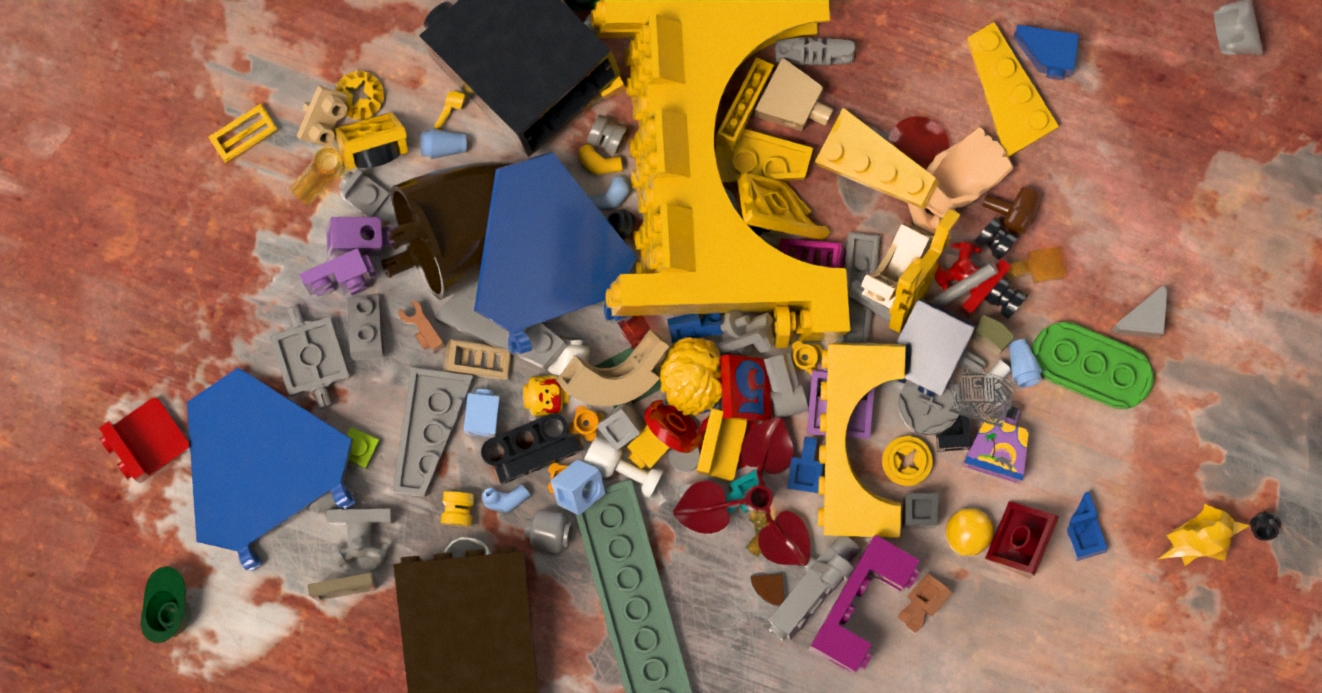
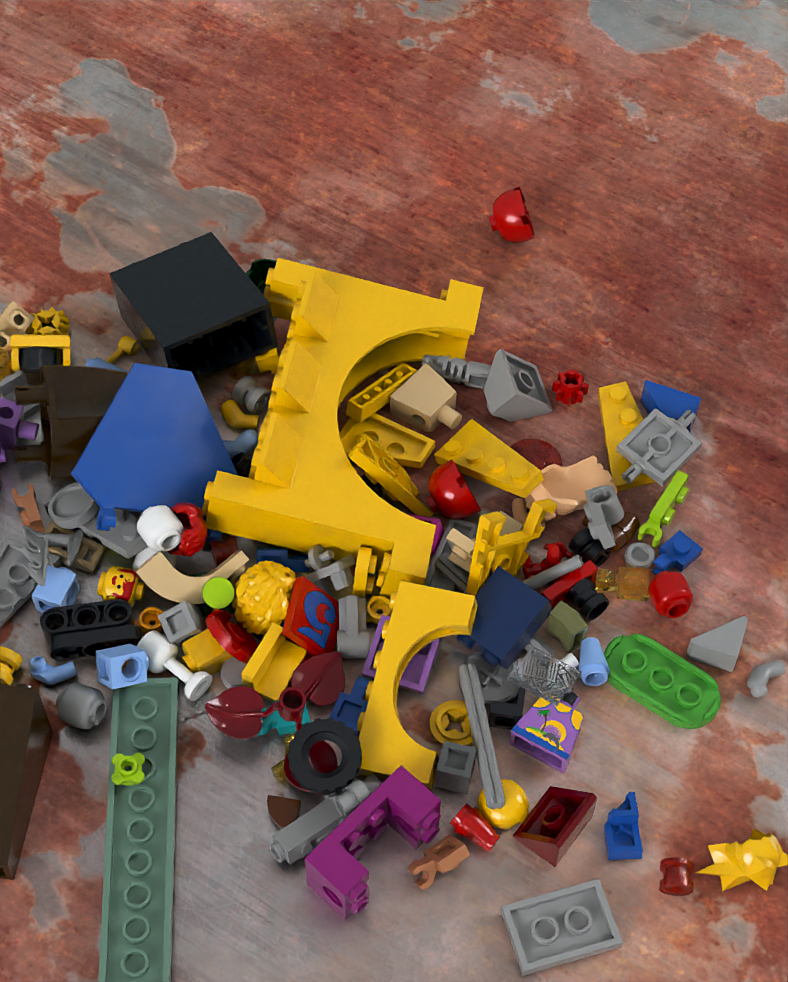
camera: 15 degrees right, 25 degrees down
(451, 371) = (38, 550): none -> light grey piece
(465, 324) = (72, 507): none -> light grey piece
(575, 339) = (160, 528): none -> white head
(596, 329) = (194, 531): none -> red hair
(620, 579) = (131, 777): none -> lime plate
(648, 387) = (217, 592): none -> lime tile
(806, 560) = (324, 730): none -> black tyre
(846, 209) = (451, 493): none -> red cylinder
(882, 61) = (515, 389): none -> light grey slope
(937, 473) = (481, 737): none -> light grey axle
(941, 53) = (570, 387): none -> red gear
(949, 562) = (474, 827): none -> red cone
(1004, 207) = (603, 512): none -> light grey plate
(1046, 107) = (659, 447): none -> light grey plate
(1047, 232) = (639, 556): none -> light grey tile
(1047, 638) = (561, 927): none -> light grey plate
(1062, 177) = (664, 509): none -> lime plate
(1084, 219) = (677, 553): none -> blue plate
(1086, 273) = (670, 594): none -> red head
(1143, 569) = (676, 876): none -> clear red wheel
(1187, 337) = (761, 674): none -> light grey arm

